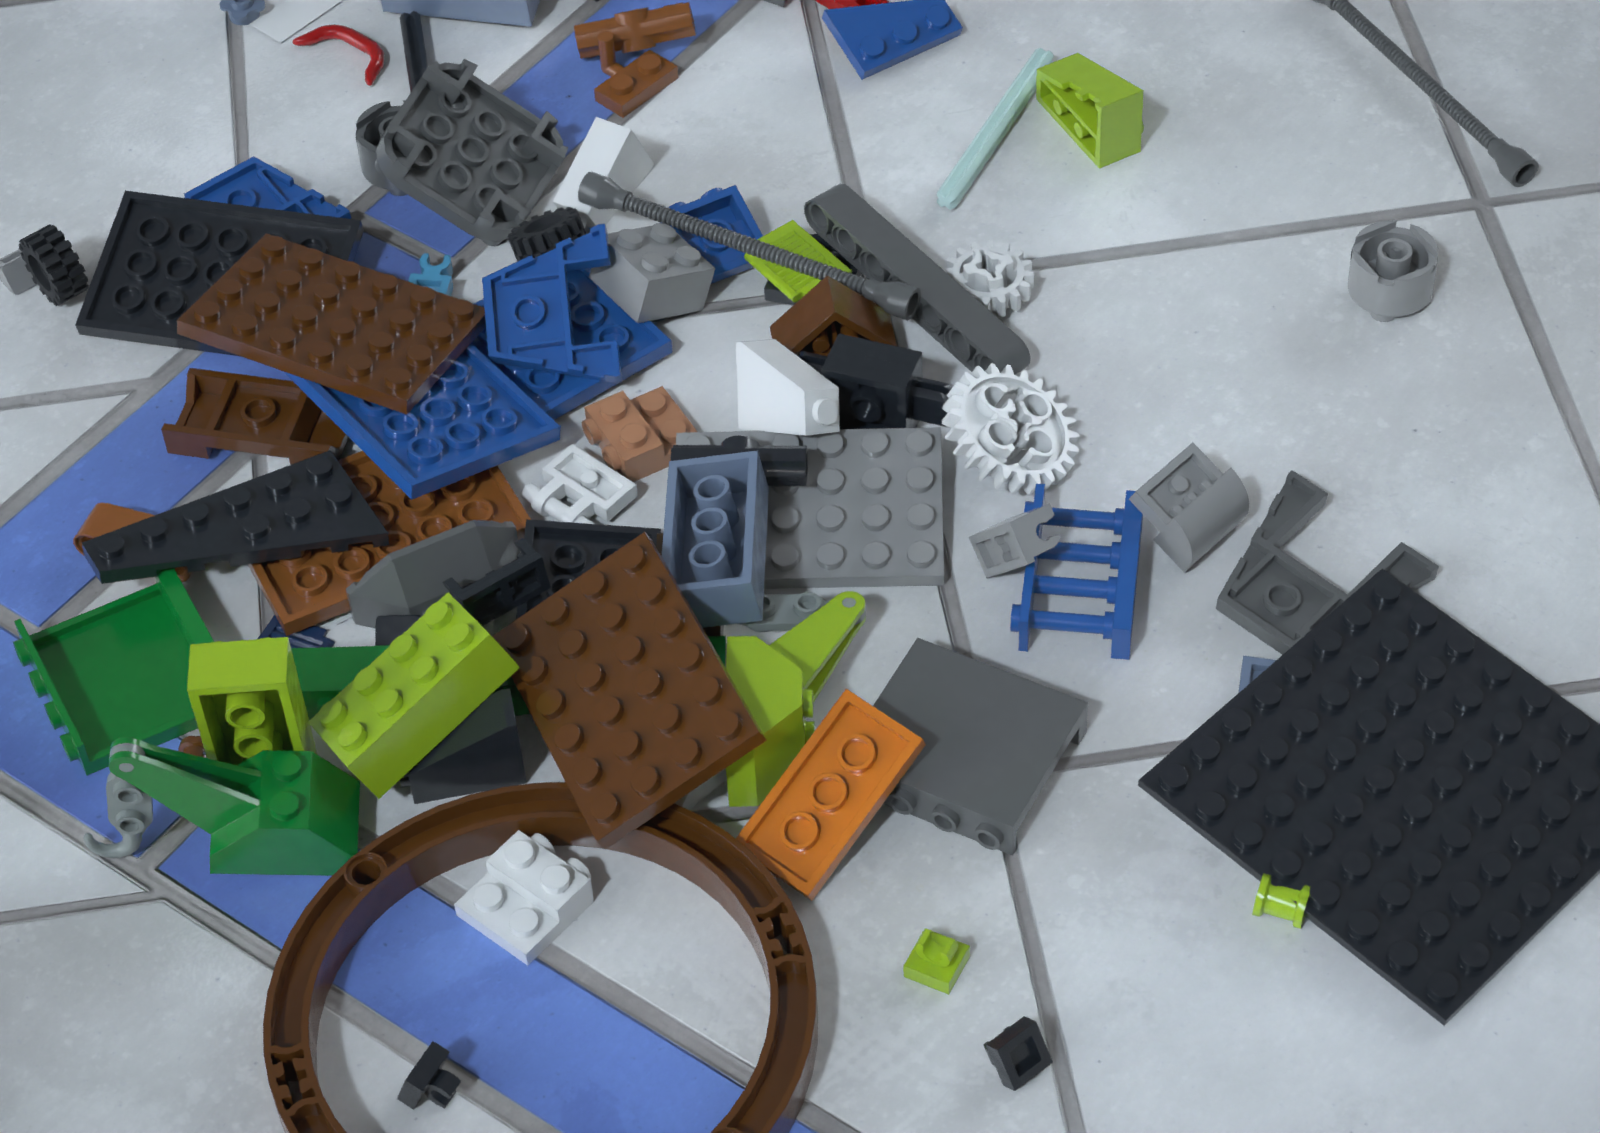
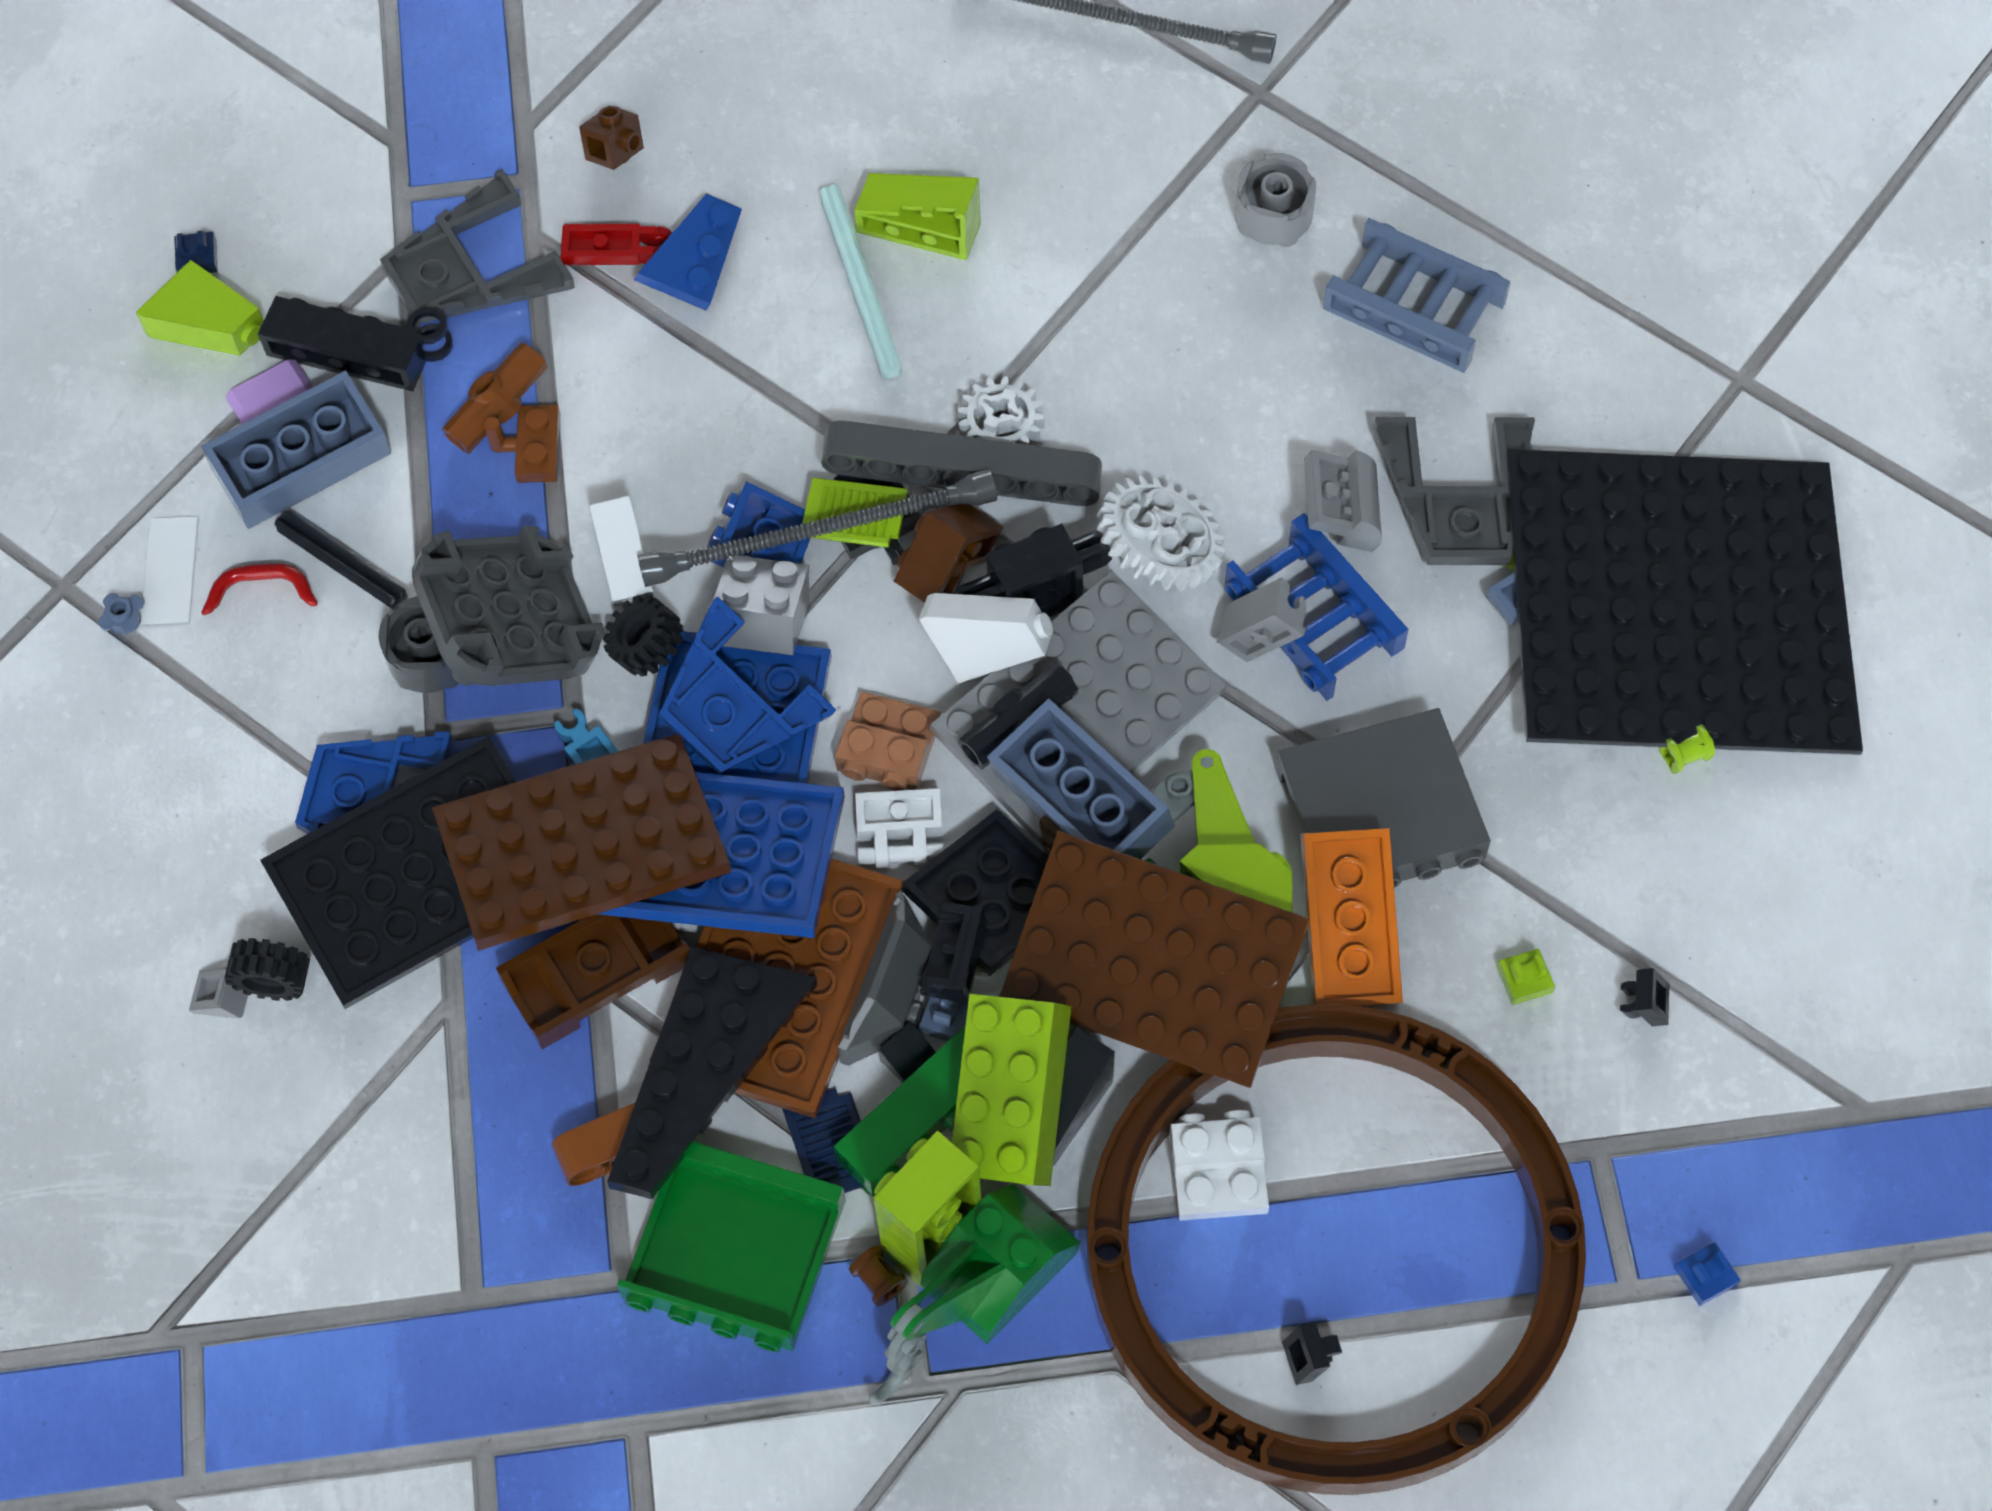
camera: 45 degrees left, 15 degrees up
(1413, 439) = (1402, 325): none -> sand blue fence

